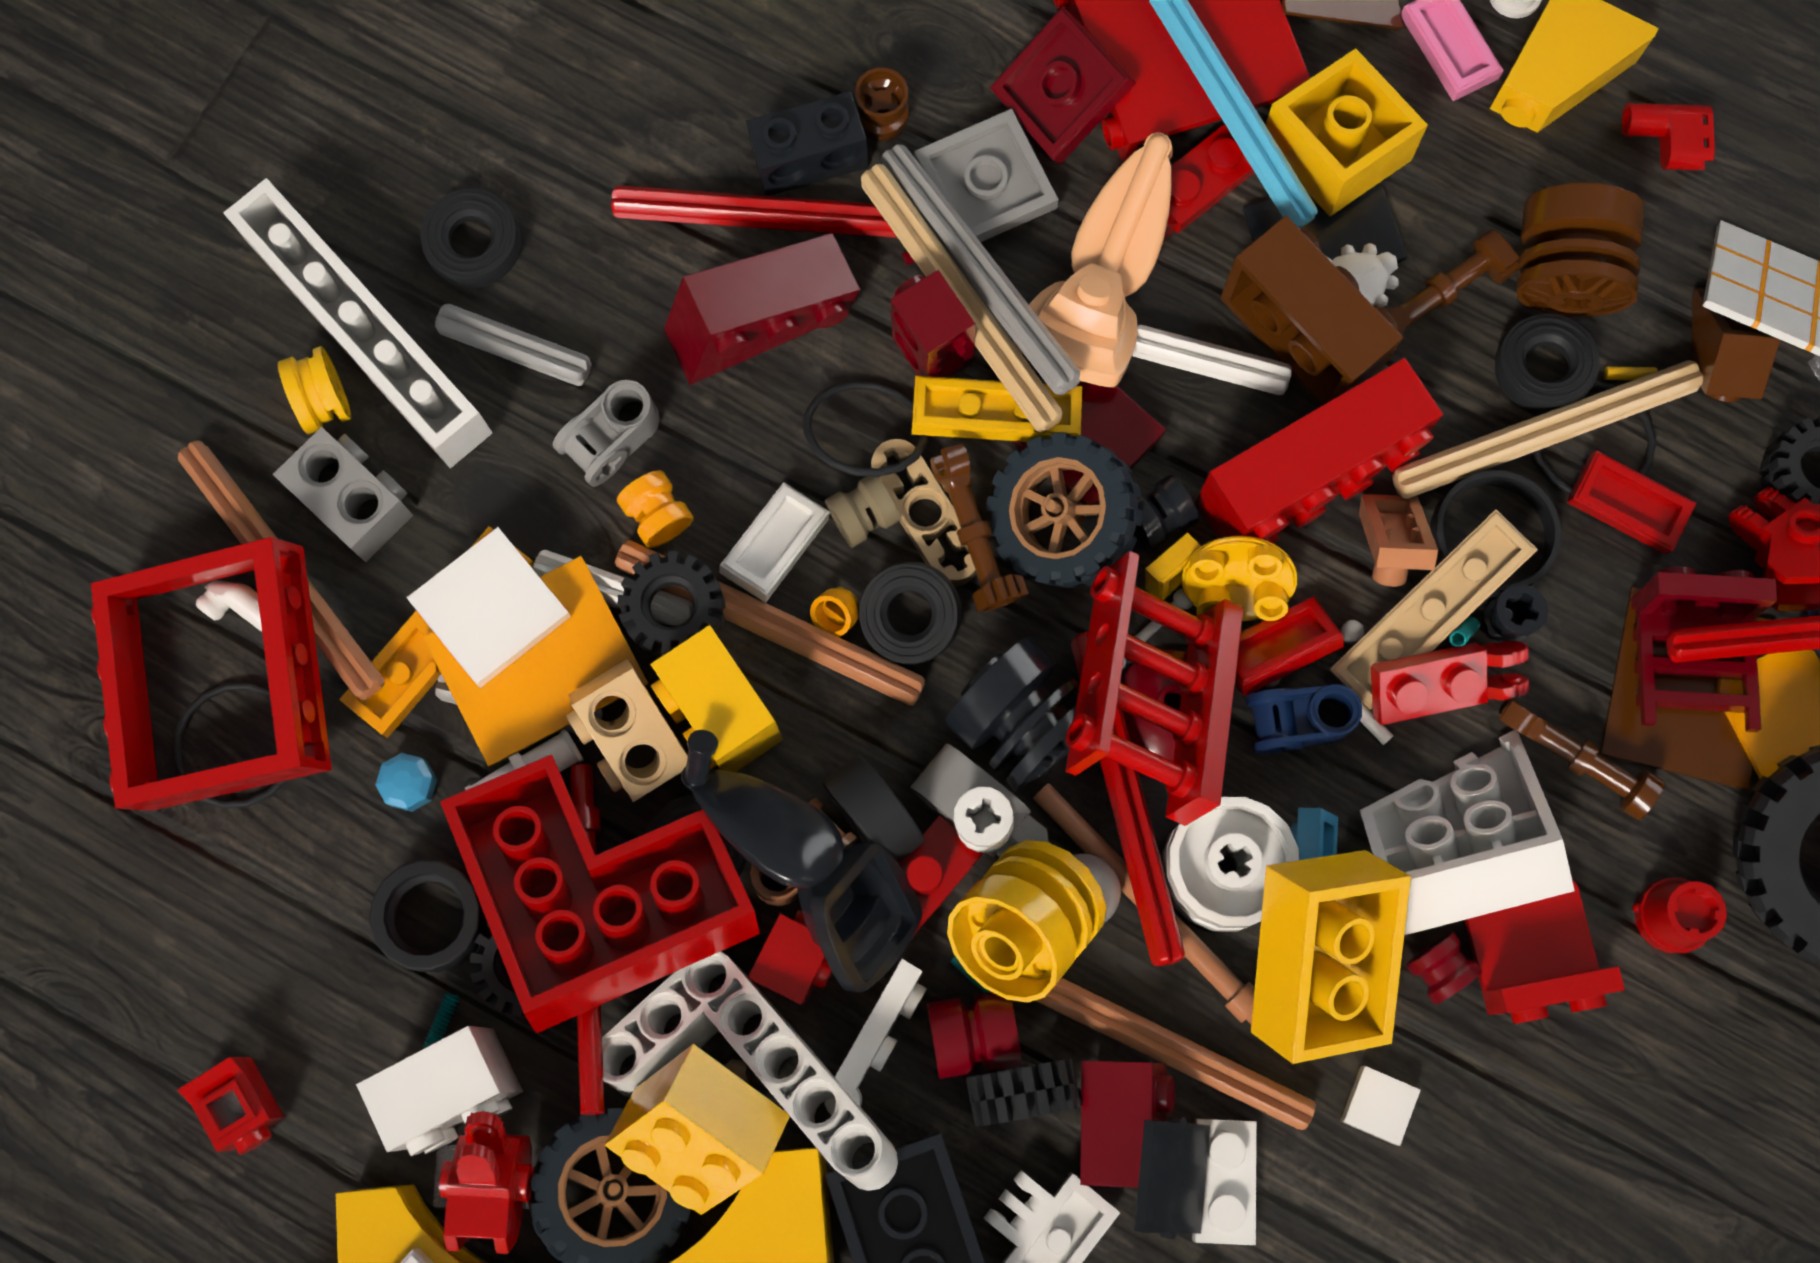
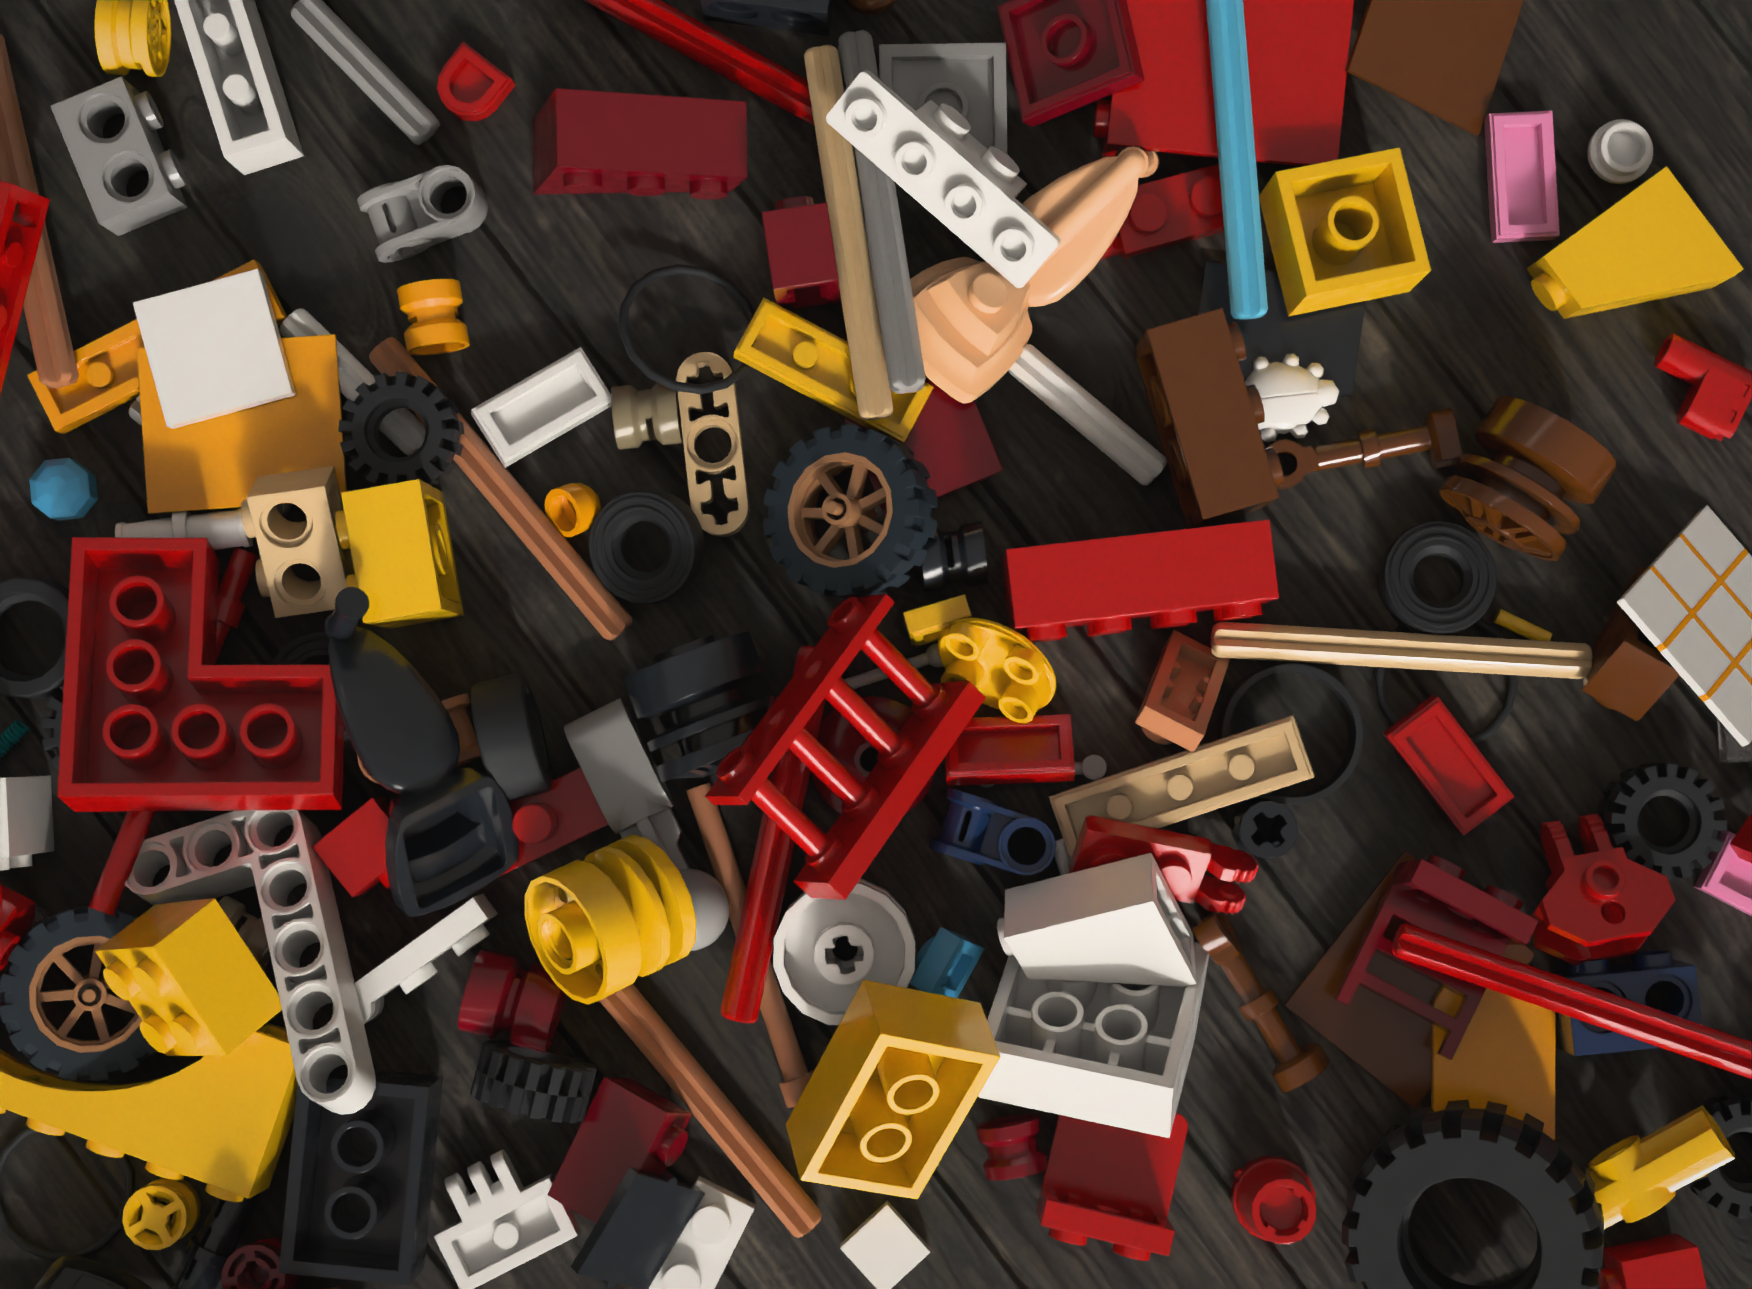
camera: 25 degrees right, 10 degrees up
(604, 321) = (472, 85): none -> red tile
(953, 473) = (754, 422): reddish brown piece -> none
(982, 831) = (622, 806): white wheel -> none
(1019, 216) = (947, 174): none -> white bracket
(1425, 749) = (1100, 927): none -> white slope
(1464, 632) = (1205, 822): teal leg -> none

